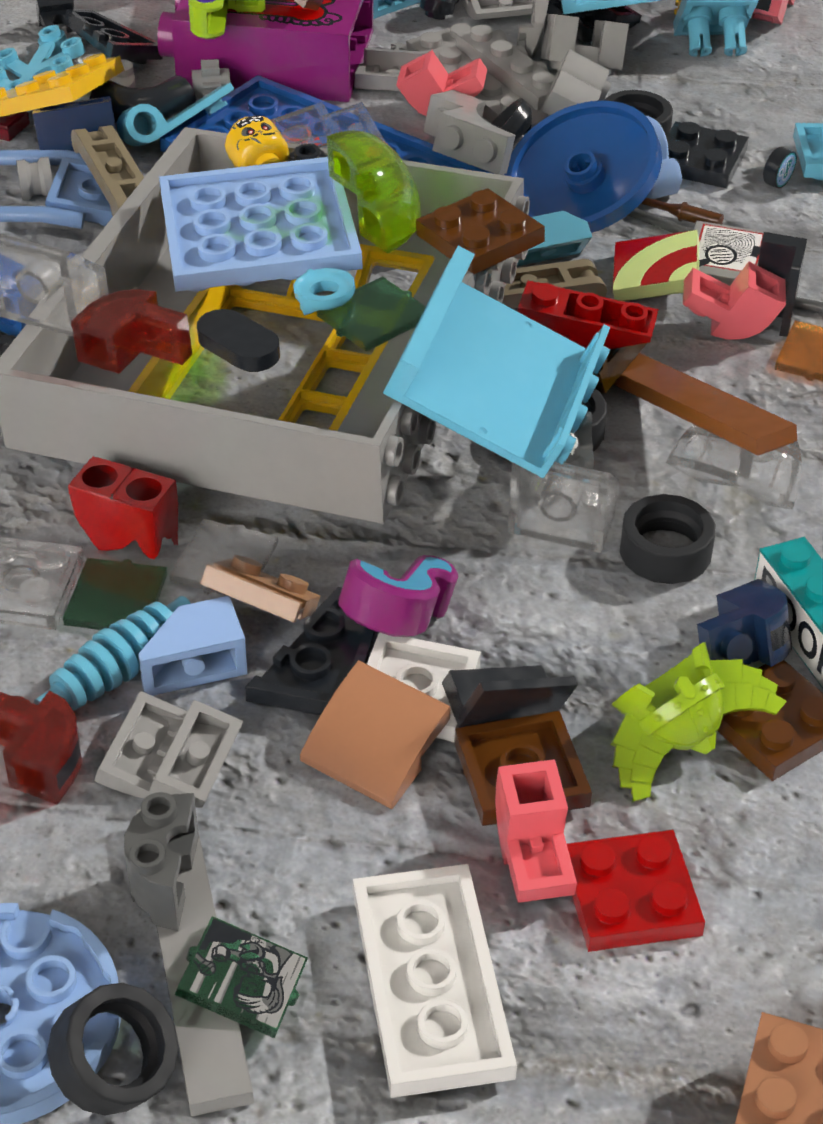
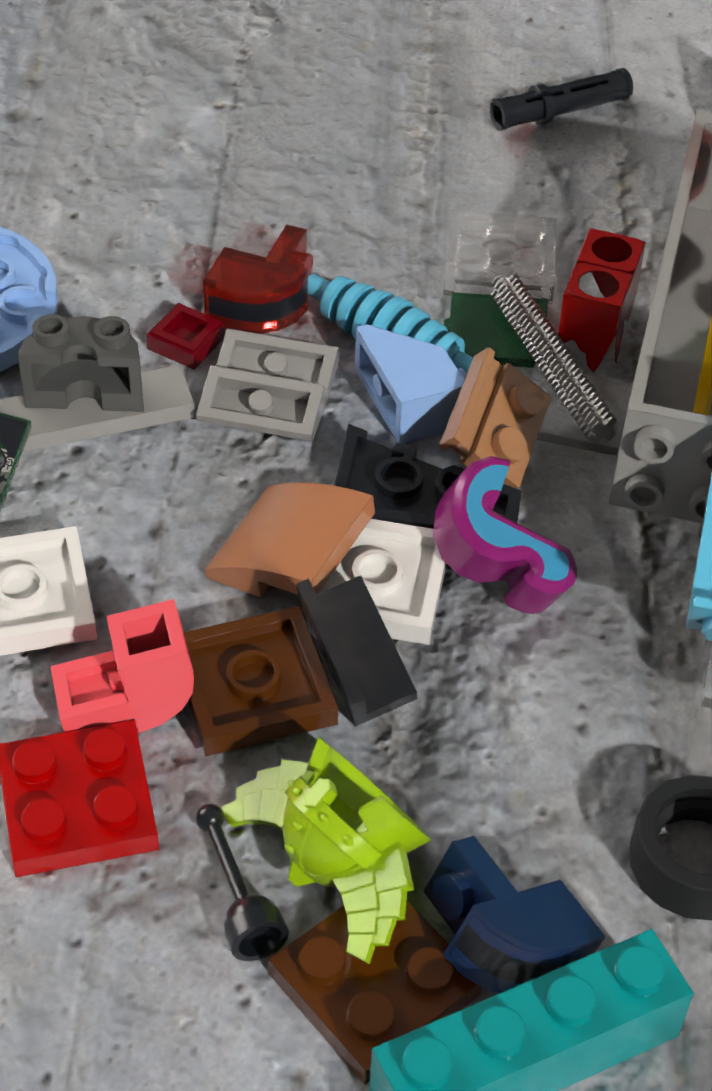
camera: 85 degrees right, 5 degrees up
(82, 813) = (185, 336): none -> dark red tile
(172, 554) = (554, 359): none -> light grey axle
(744, 776) = (252, 922): none -> black hinge

